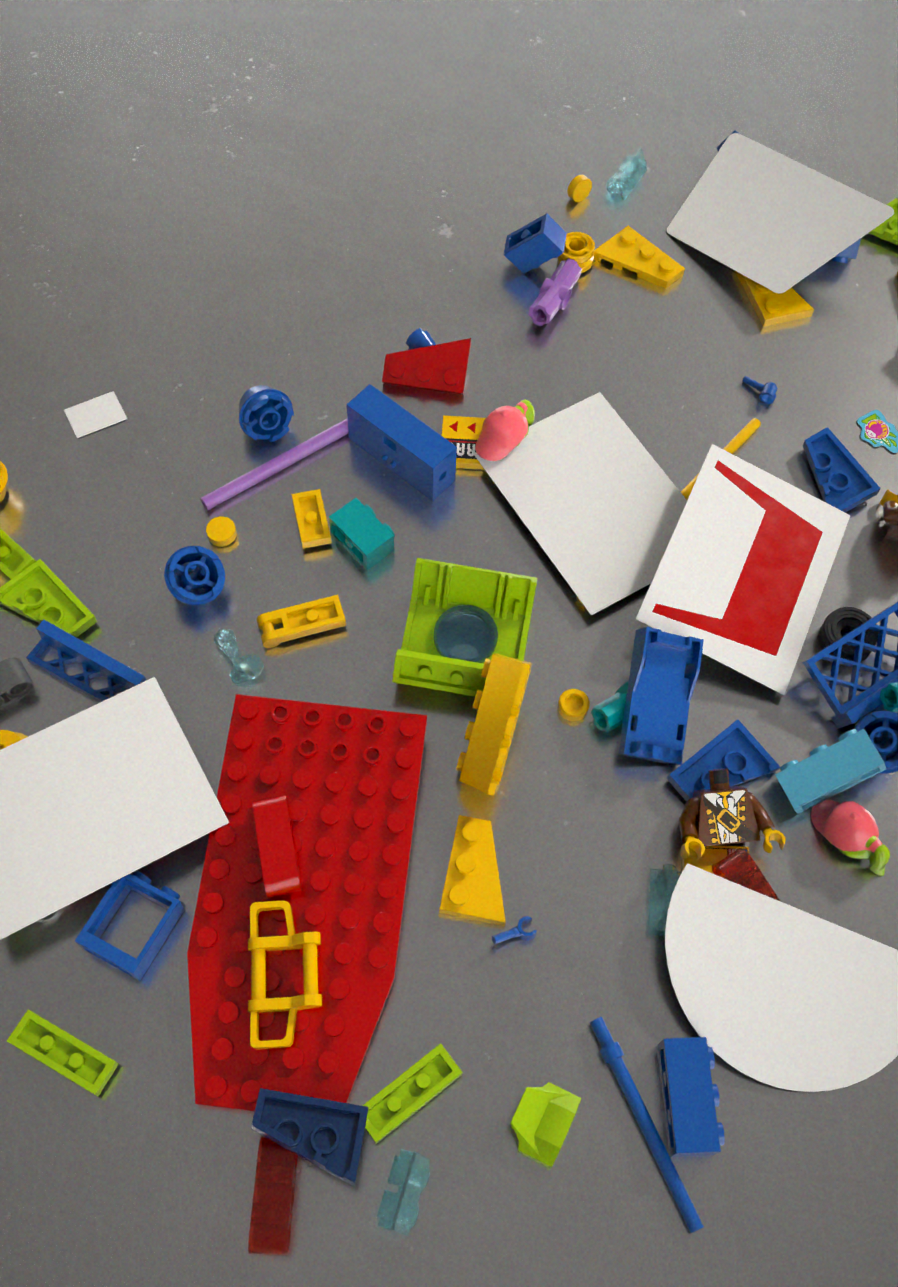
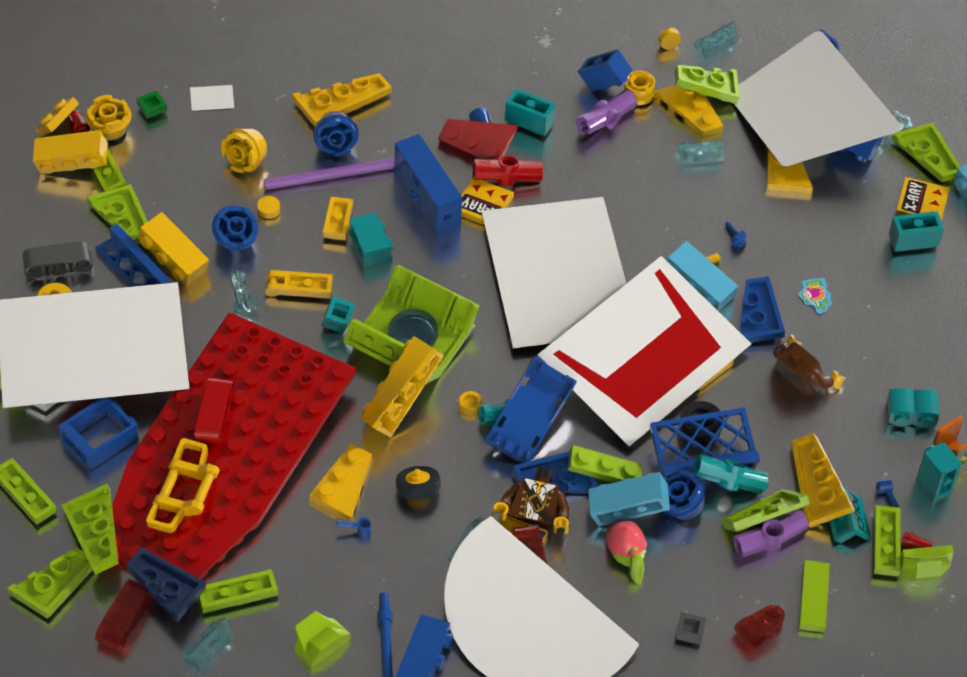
camera: 20 degrees right, 10 degrees down
(26, 446) = (151, 104): none -> green plate
(128, 629) = (173, 249): none -> yellow brick
(154, 1190) = (52, 585): none -> lime wing
(163, 468) = (244, 149): none -> yellow cone
(181, 1078) = (94, 527): none -> lime wing
(249, 367) = (342, 97): none -> yellow wing
(369, 647) = (337, 315): none -> teal brick
(474, 317) = (530, 111): none -> teal brick
(480, 395) = (507, 170): none -> red piece
(504, 430) = (511, 199): coral hair -> none
(567, 841) = (418, 482): none -> black wheel
(649, 223) = (711, 83): none -> lime wing
(677, 305) = (702, 152): none -> clear light blue hinge
(761, 449) = (703, 275): none -> medium azure brick
(773, 735) = (601, 465): none -> lime plate

